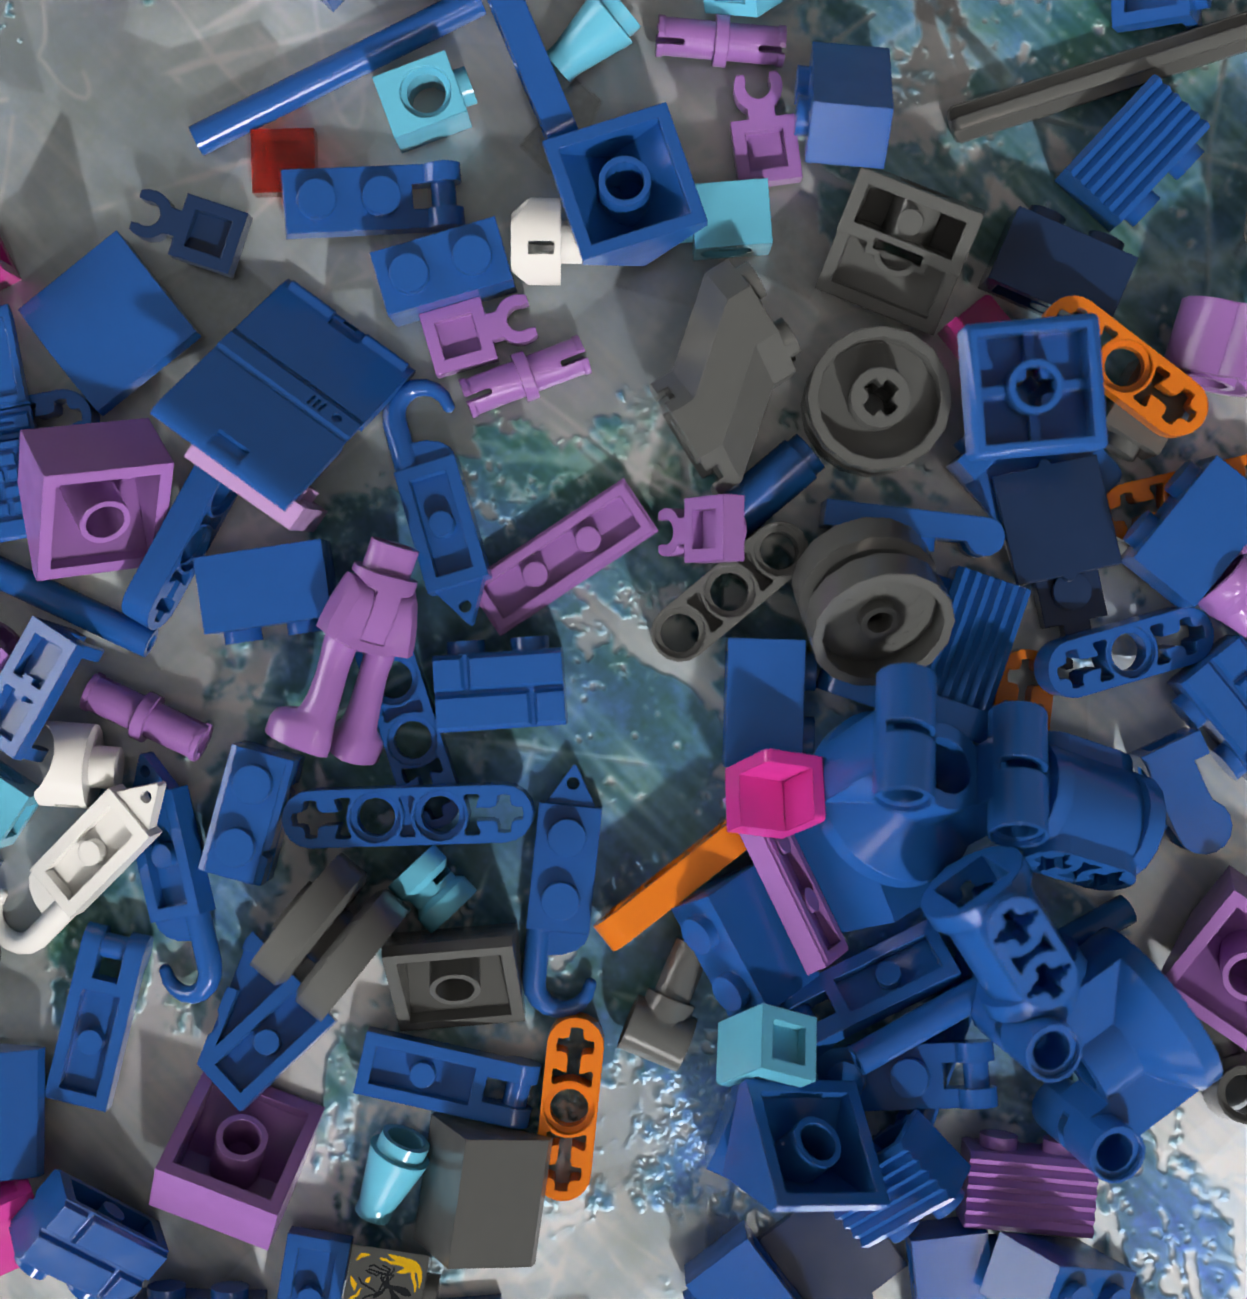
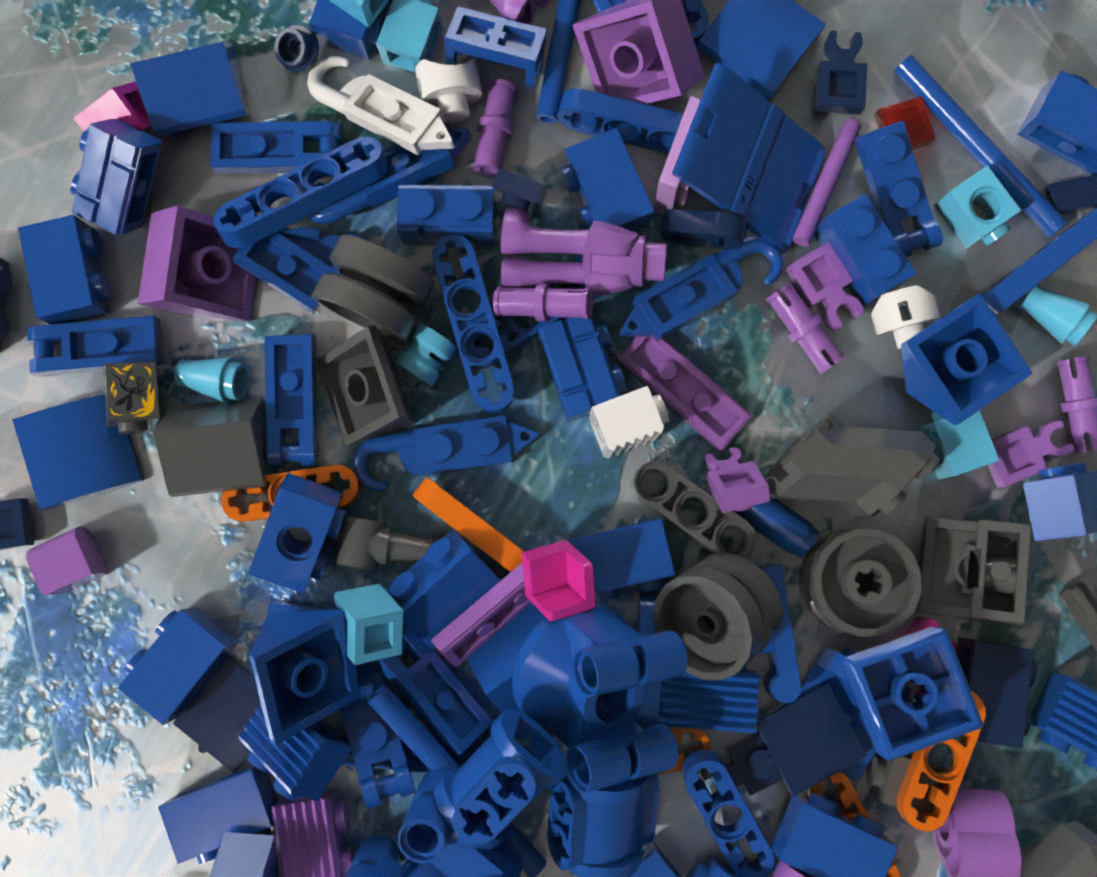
camera: 75 degrees right, 5 degrees down
(183, 997) = (304, 196): none -> blue beam
(247, 710) = (518, 190): none -> dark blue plate
(335, 291) = (826, 182): none -> medium lavender bar
(359, 477) = (703, 229): none -> dark blue beam
(406, 717) = (543, 302): none -> medium lavender pin
(591, 648) = (628, 421): none -> white brick
(651, 1137) = (281, 556): none -> blue brick

